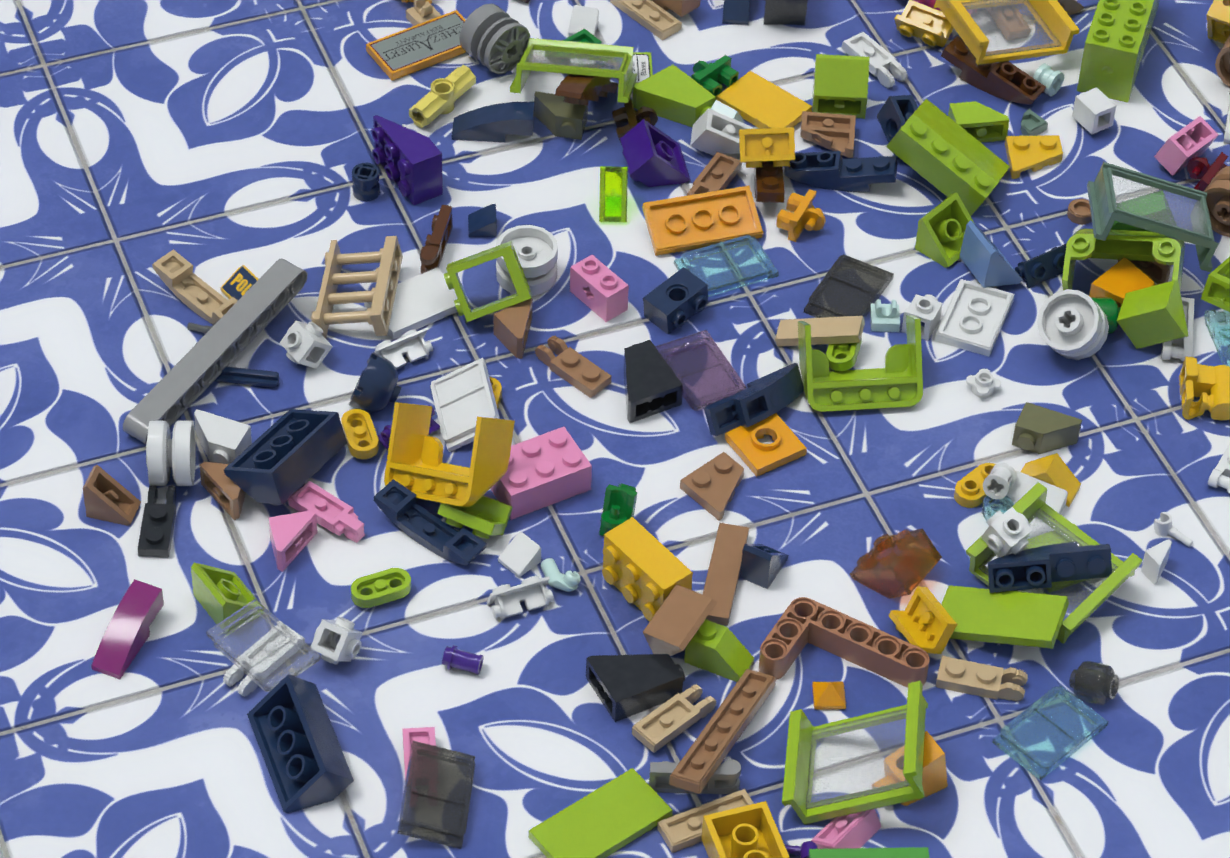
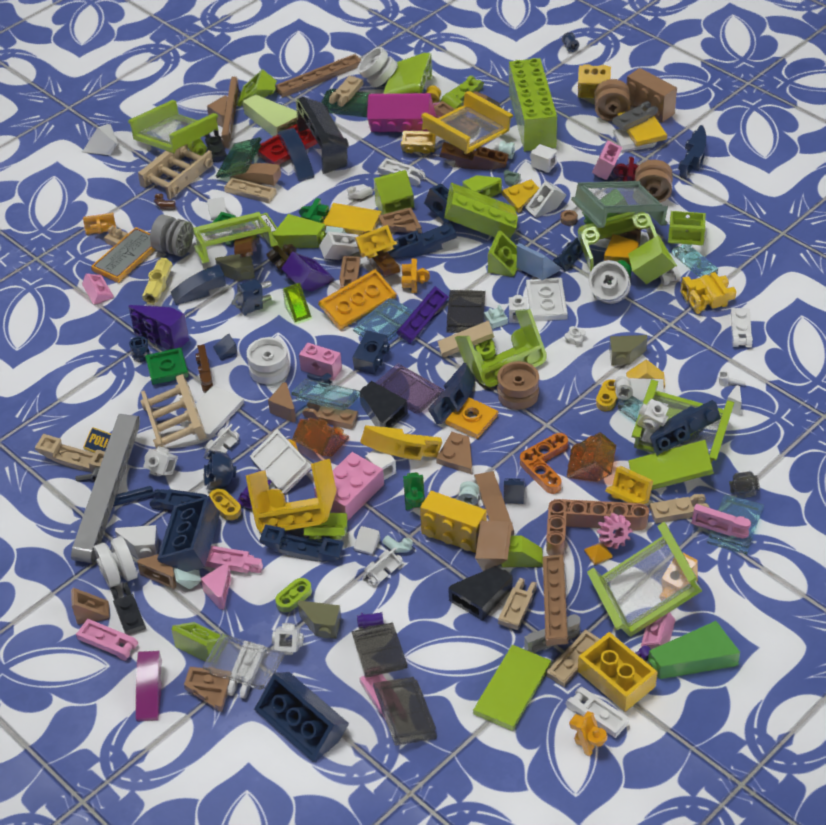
camera: 20 degrees left, 0 degrees up
(110, 549) = (106, 639): none -> bright pink plate
(201, 661) = (207, 687): none -> medium nougat wing
(255, 513) = (187, 579): none -> light aqua slope
(297, 398) = (168, 498): none -> dark blue hinge
(358, 78) = (96, 288): none -> bright pink slope
(389, 217) = (166, 365): none -> green plate
(400, 632) = (321, 618): none -> olive slope
(449, 703) = (379, 650): none -> clear smoke piece
(515, 270) = (258, 358): lime window -> none
(538, 390) = (319, 436): none -> clear orange slope
(554, 162) = (250, 296): none -> dark blue piece
(578, 335) = (325, 394): none -> clear light blue piece
(591, 316) = (325, 378): none -> dark blue hand
(602, 457) = (383, 461): none -> white brick
(634, 441) = (396, 443): none -> yellow slope
(694, 545) = (469, 492): none -> light aqua wheel
(781, 275) = (422, 315): none -> dark purple tile
(796, 72) = (352, 193): none -> white arm
(820, 541) = (538, 461): none -> orange beam
(853, 422) = (518, 385): none -> medium nougat wheel
(863, 683) = (621, 534): none -> bright pink gear
(1022, 719) = (721, 522): none -> bright pink hinge
(1060, 172) = (545, 199): none -> white slope

